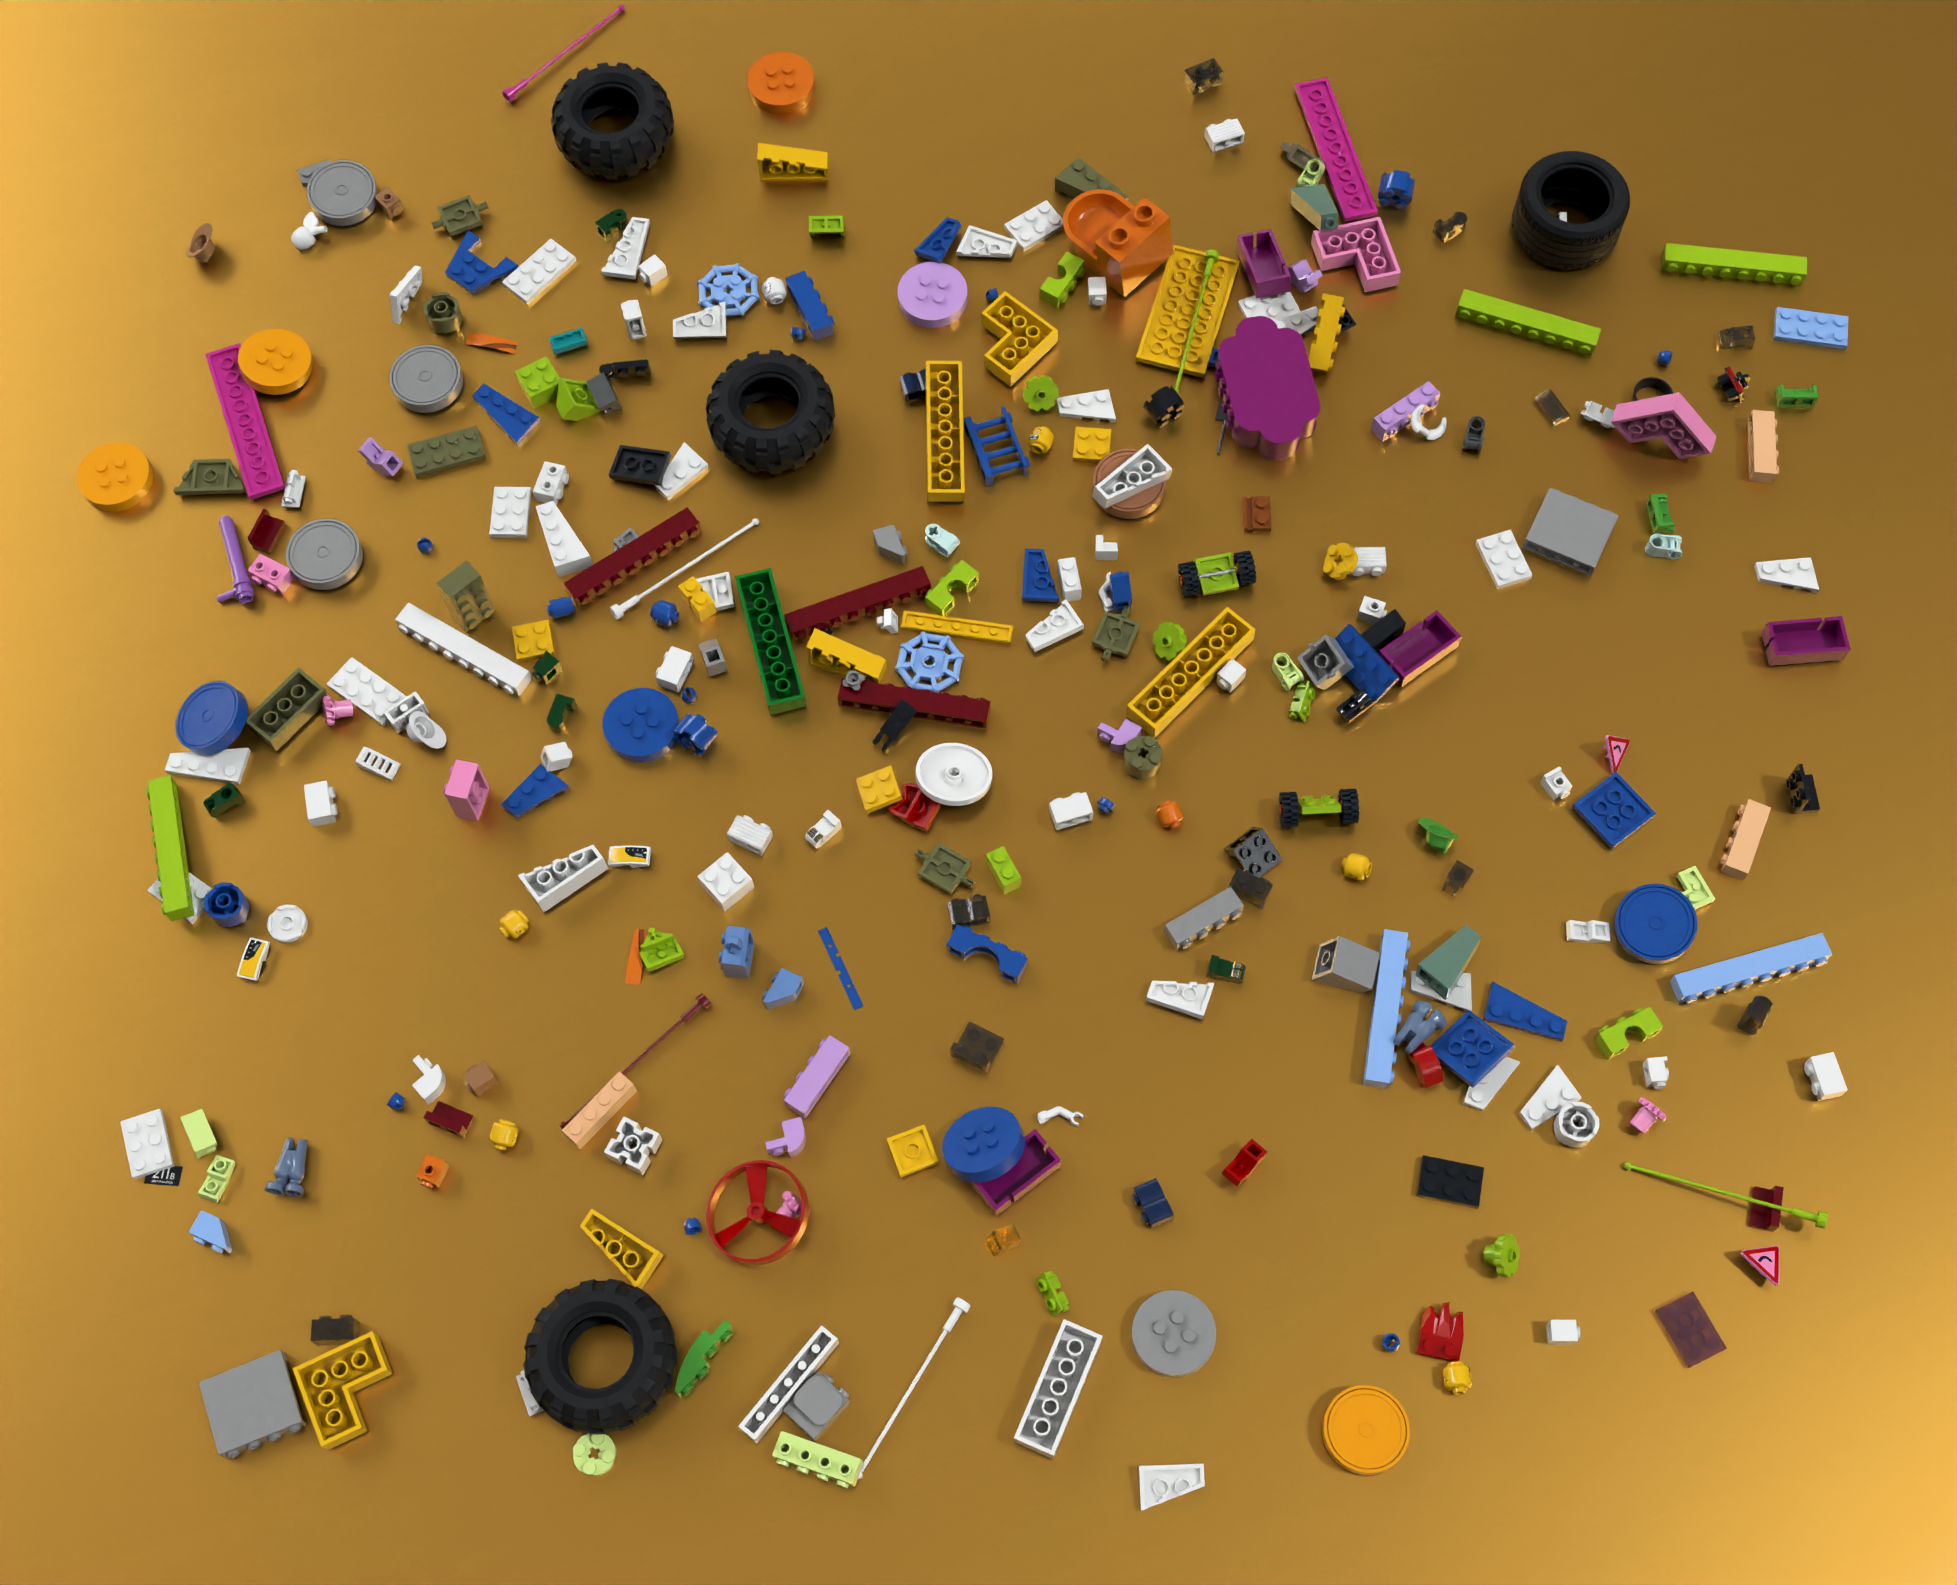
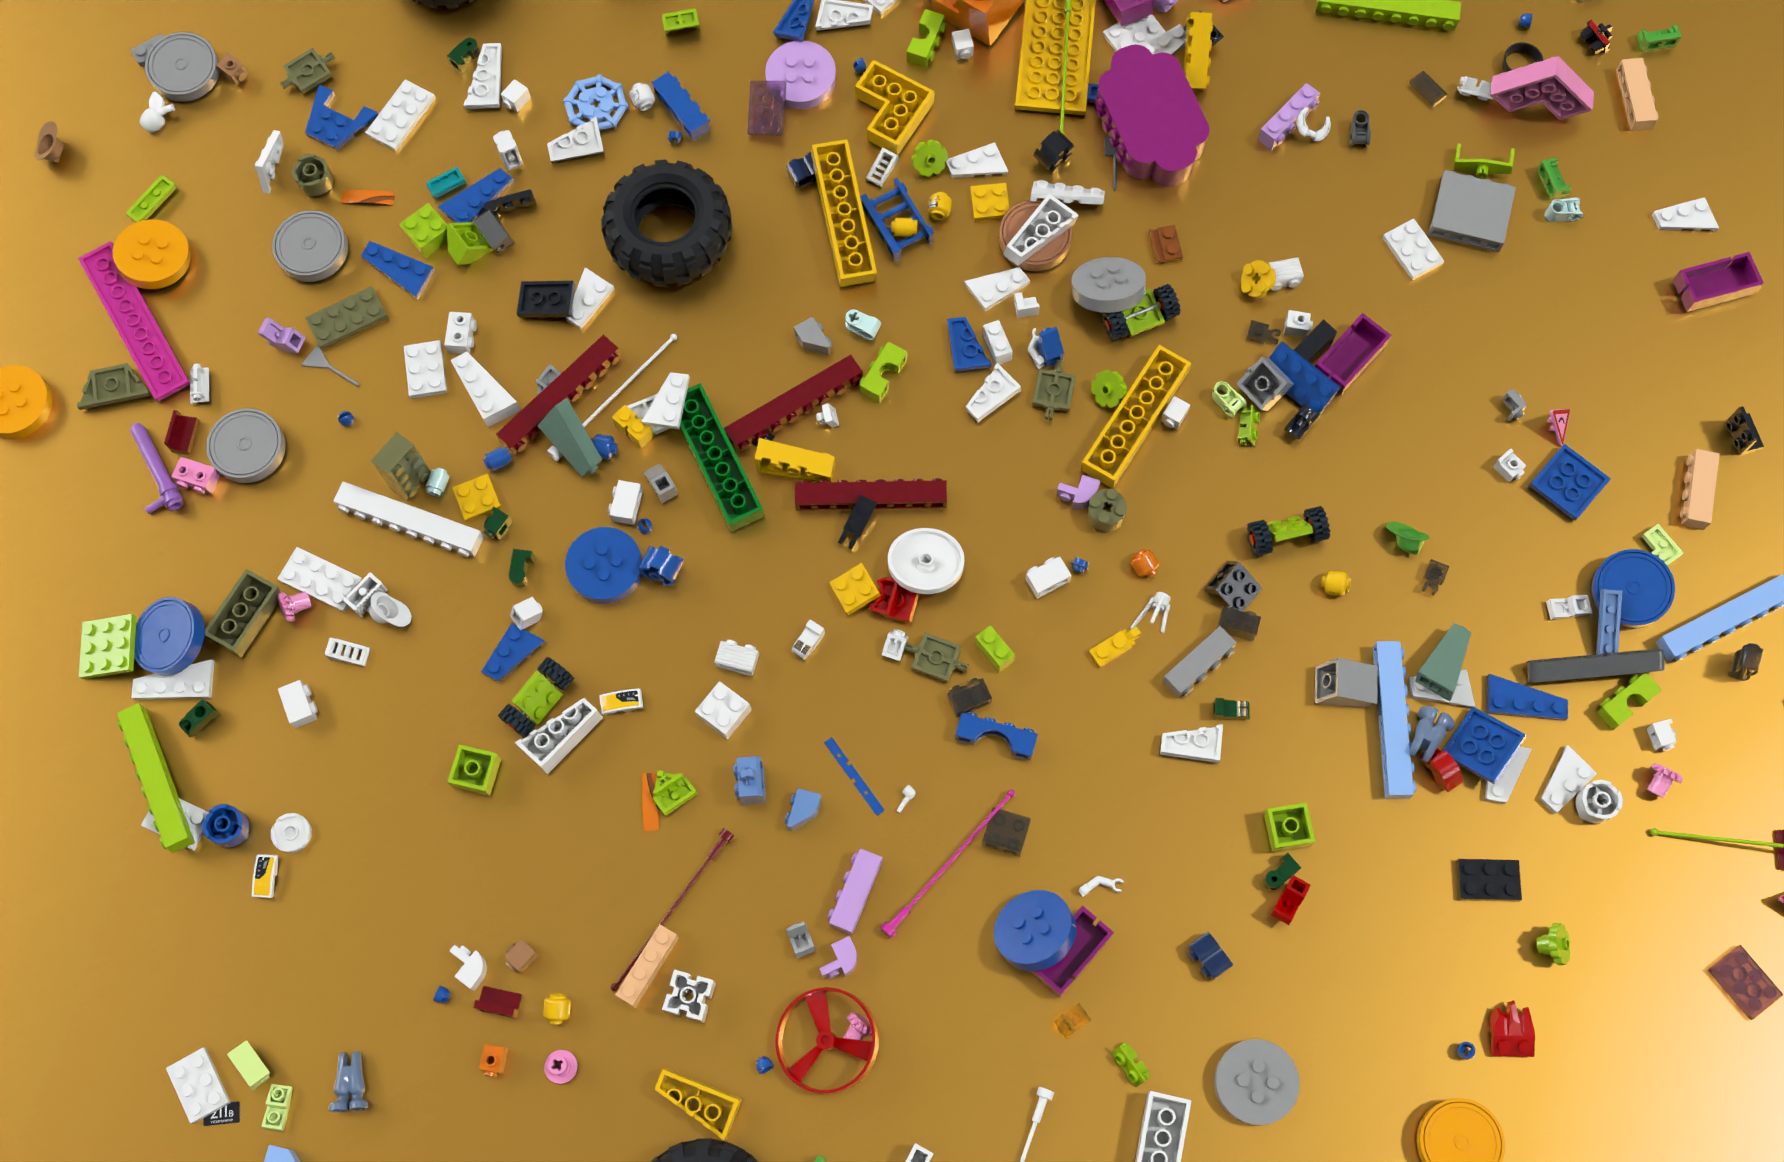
camera: 10 degrees left, 5 degrees up
(153, 718) = (107, 646): none -> plate
(286, 311) = (151, 199): none -> lime plate
(410, 486) = (317, 359): none -> light grey piece
(466, 790) = (444, 665): bright pink brick -> none
(473, 895) = (474, 770): none -> lime brick
(495, 1191) = (560, 1066): none -> bright pink gear
(498, 619) = (437, 482): none -> light aqua brick
(514, 924) = (520, 792): yellow head -> none
(548, 836) = (536, 697): none -> plate
(586, 364) = (470, 202): none -> blue wing
(634, 598) = (571, 438): none -> sand green slope
(735, 581) = (669, 403): none -> white wing
(753, 1112) = (800, 939): none -> light grey bracket
(842, 1119) = (889, 929): none -> dark pink piece
(853, 675) = (804, 478): light grey plate -> none
(890, 994) = (909, 792): none -> white hand
(892, 320) = (766, 108): none -> plate
(906, 849) = (895, 644): none -> white bracket
(912, 1150) = (964, 948): yellow plate -> none
(929, 672) = (872, 460): light blue plate -> none
(957, 627) = (896, 410): yellow tile -> none
(988, 392) = (883, 153): none -> white slope
(1001, 453) = (904, 227): none -> yellow brick
(1081, 527) = (996, 287): none -> white wing
(1123, 889) = (1114, 646): none -> yellow hinge
(1169, 449) = (1067, 193): none -> white wing
(1176, 856) = (1159, 603): none -> white plant
(1190, 541) = (1108, 284): none -> light grey brick
(1236, 1140) = (1278, 877): none -> dark green leg
(1258, 1092) = (1289, 827): none -> lime brick
(1333, 613) = (1259, 332): none -> clear smoke plate
(1457, 1377) = (1536, 1073): yellow head -> none
(1562, 1332) = (1626, 1008): white brick -> none
(1575, 725) = (1515, 403): none -> light grey bracket
(1591, 490) = (1483, 166): none -> lime piece
(1601, 991) = (1596, 665): none -> dark grey beam
(1622, 958) = (1609, 621): none -> medium blue tile

